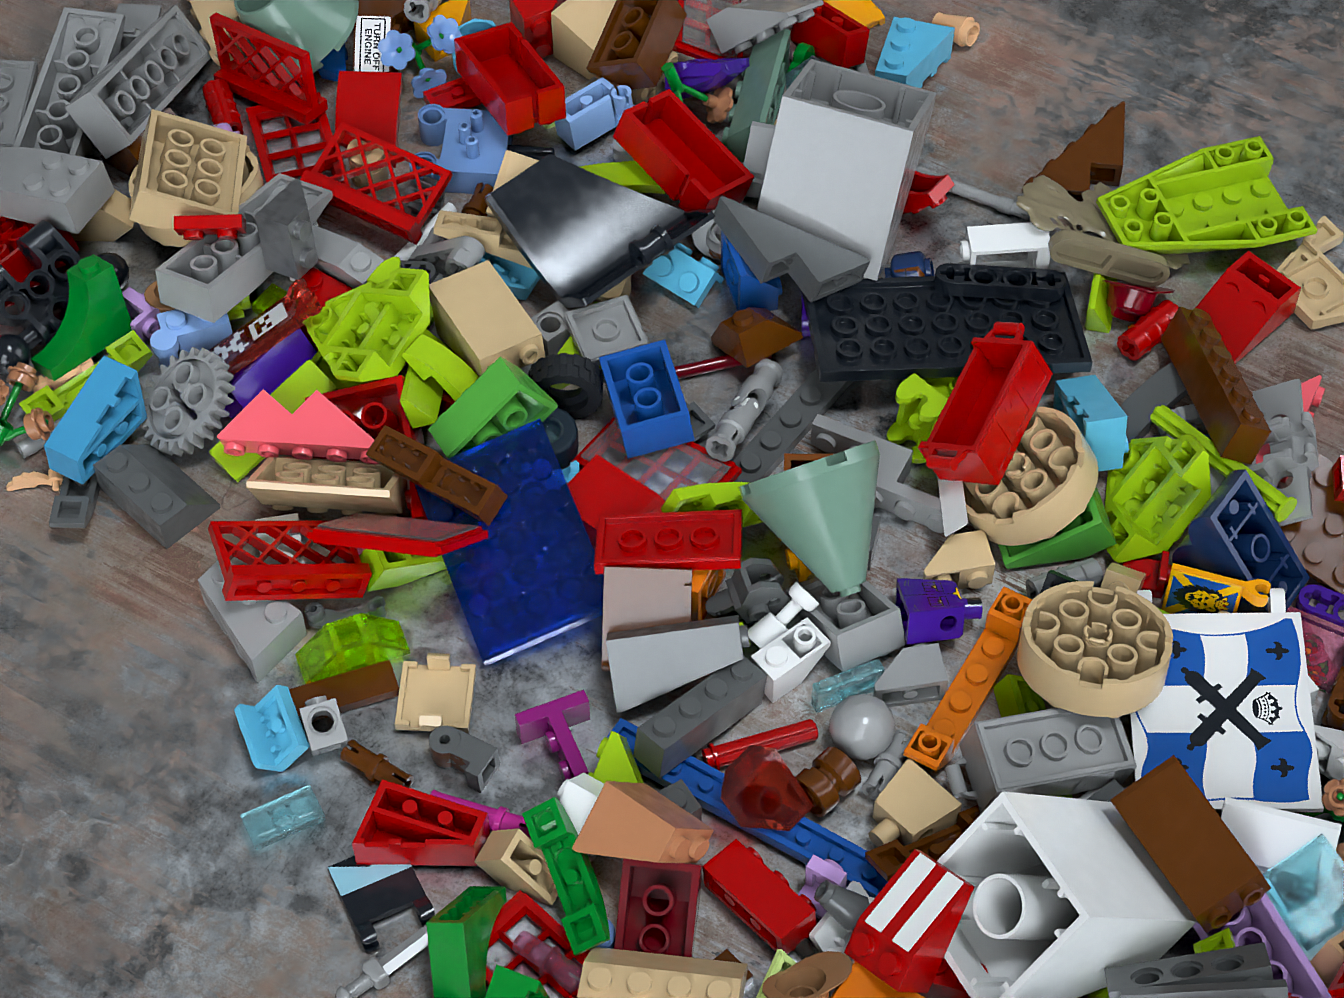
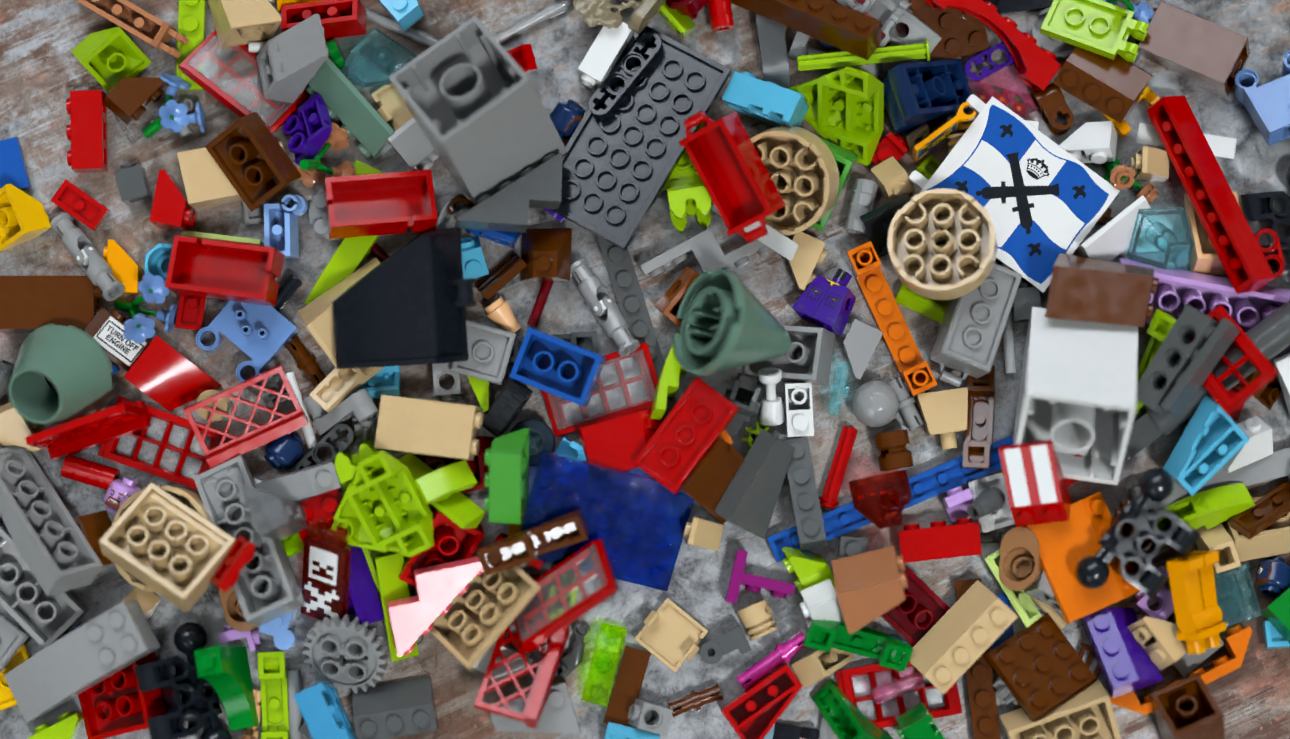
camera: 55 degrees left, 30 degrees up
(371, 235) = (284, 451): none -> dark blue head
(518, 767) = (757, 619): none -> tan piece
(574, 647) = (703, 534): none -> tan slope
(663, 328) = (502, 315): none -> light nougat cone
(697, 311) = (500, 275): none -> reddish brown tile

